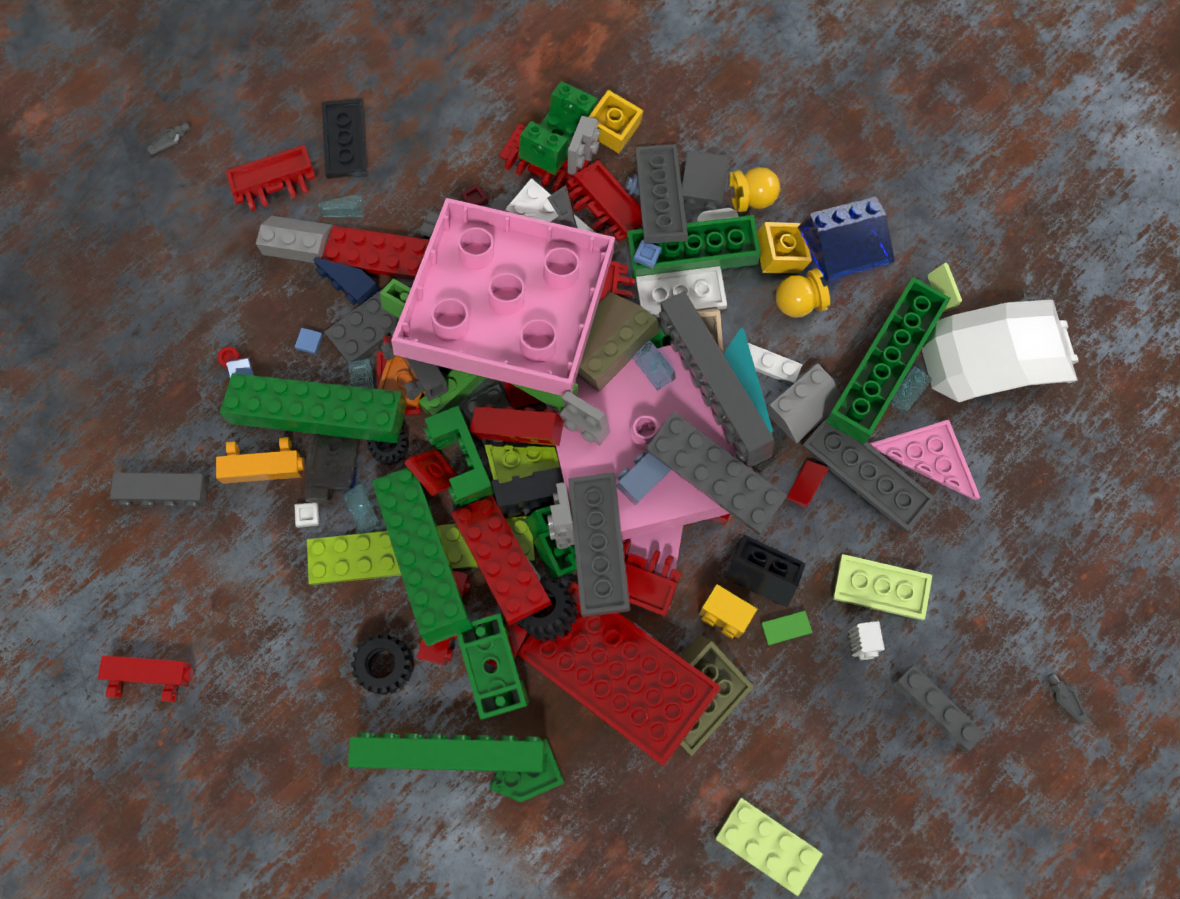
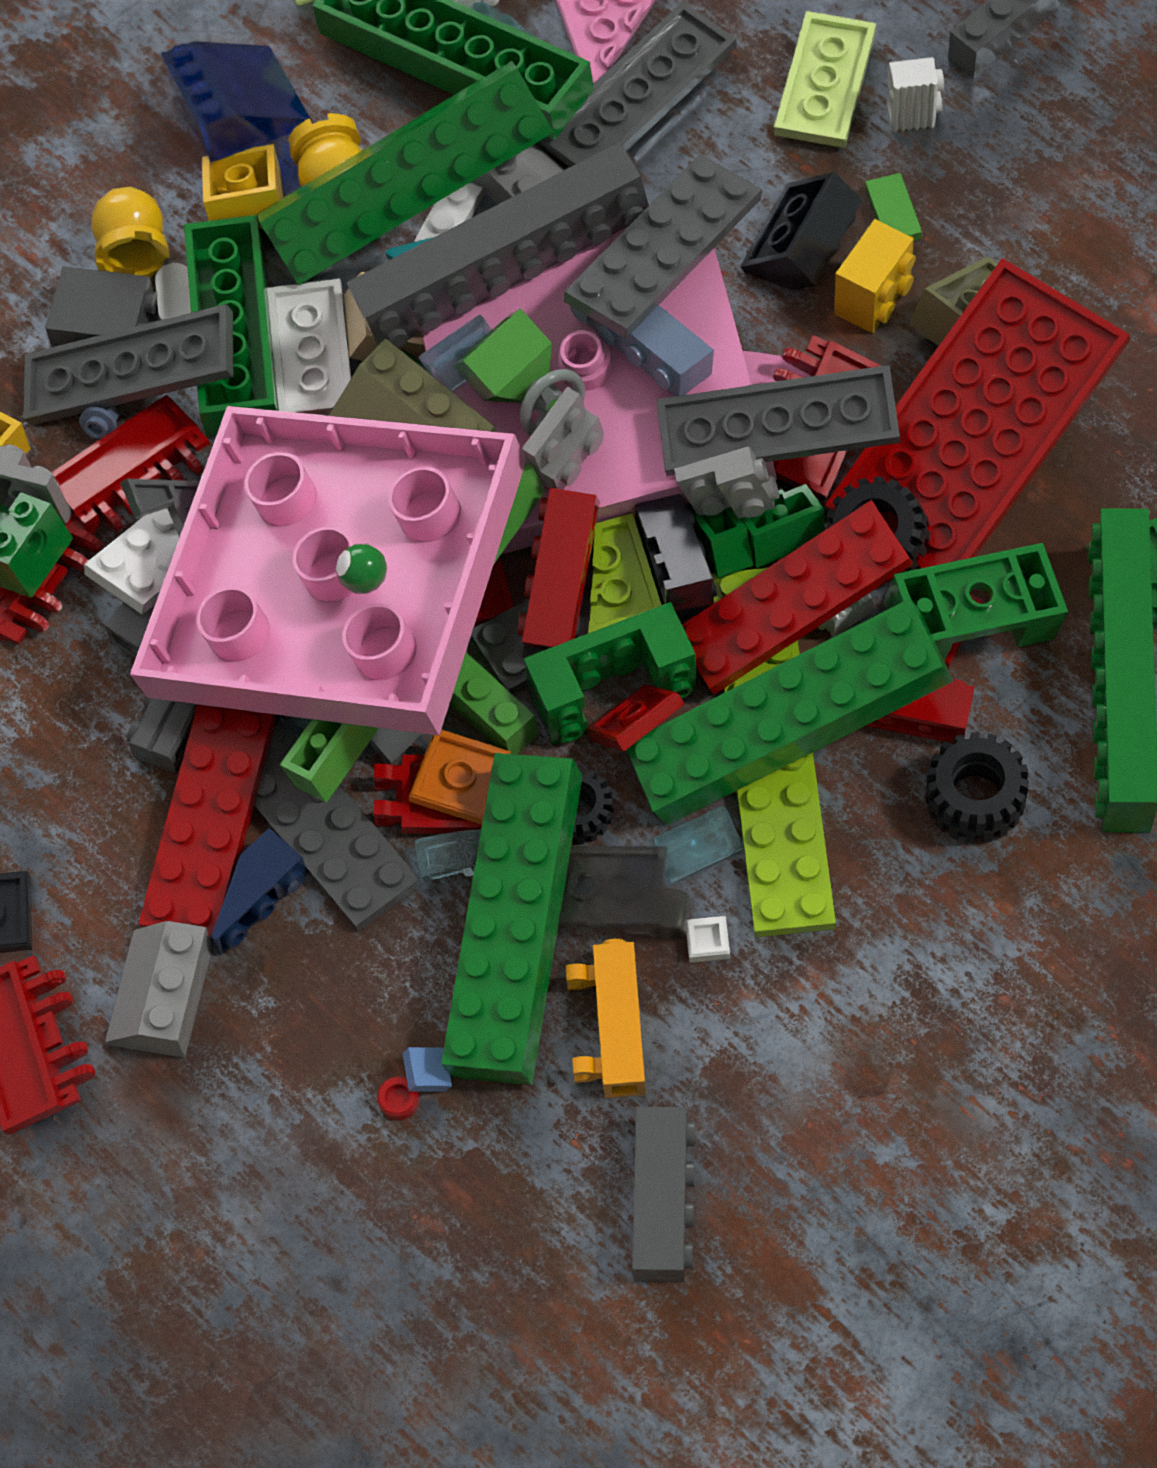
camera: 85 degrees left, 10 degrees down
(145, 672) = (1004, 1188): red brick -> none
(308, 341) = (371, 956): medium blue tile -> none
(347, 207) = (103, 893): clear light blue slope -> none
(427, 376) = (402, 755): dark grey brick -> none
(475, 196) = (98, 684): dark red tile -> none
(485, 303) = (361, 568): none -> green piece
(635, 388) = (515, 368): none -> bright green piece
(647, 254) = (249, 379): medium blue tile -> none
(786, 332) = (405, 173): none -> green brick
(807, 483) = (655, 167): red slope -> none

